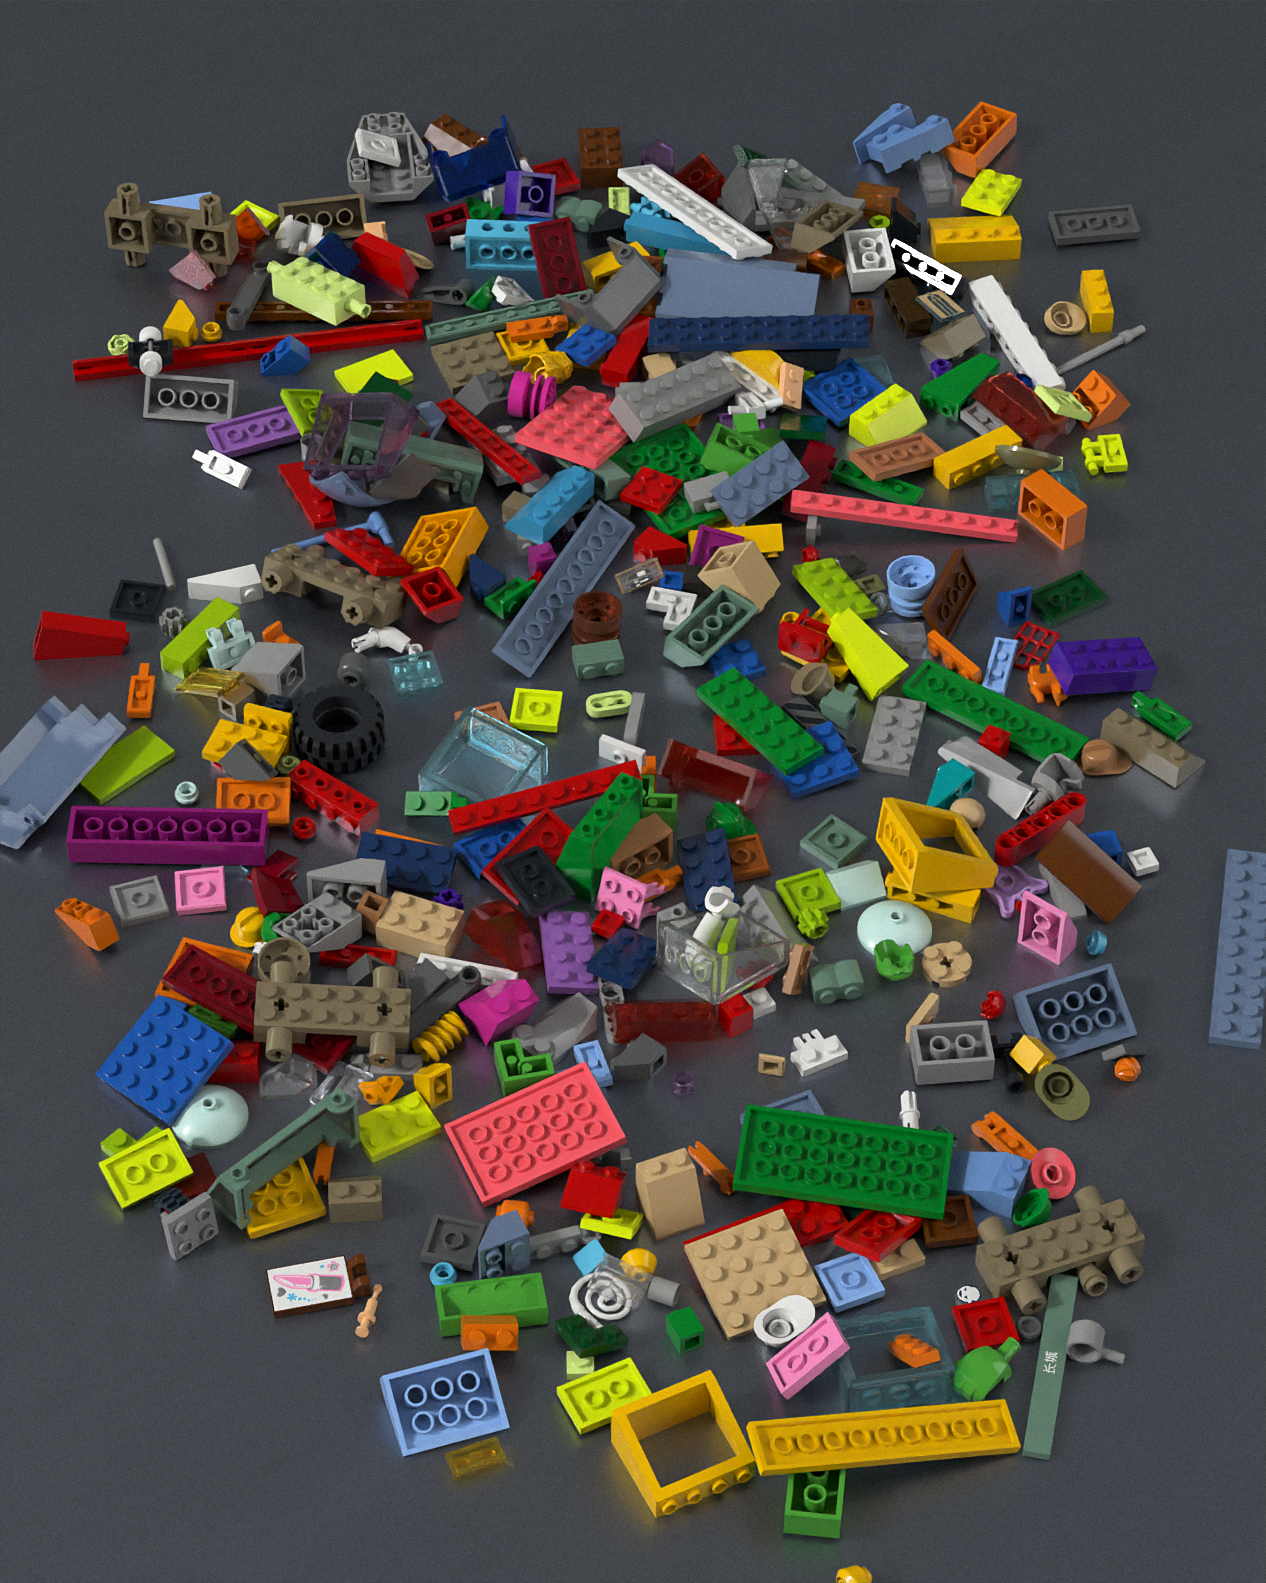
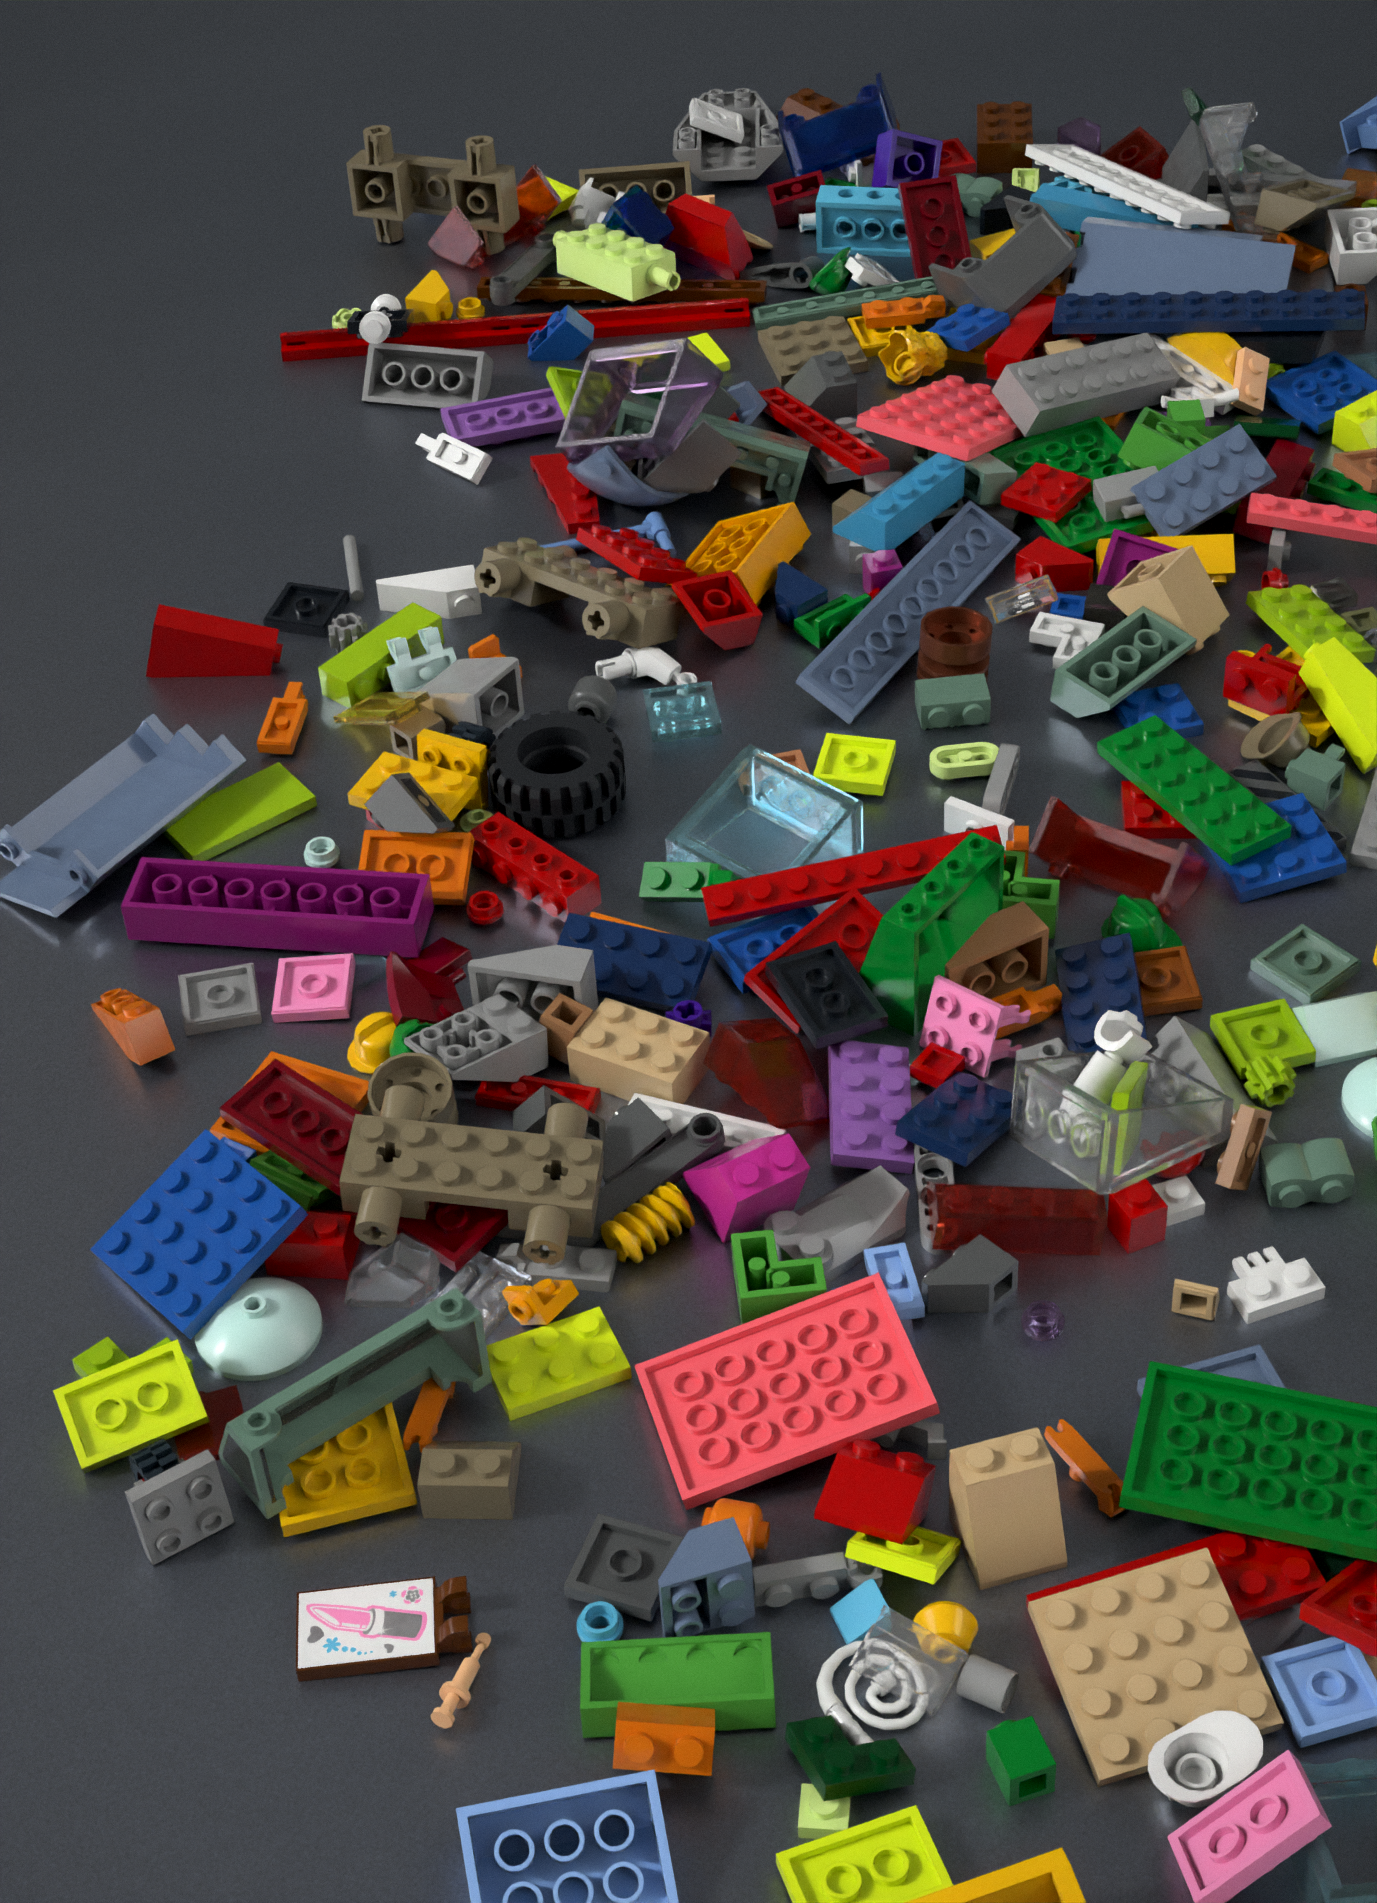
camera: 10 degrees right, 5 degrees down
(434, 1084) = (627, 1298): yellow slope -> none
(527, 395) = (884, 378): dark pink wheel -> none

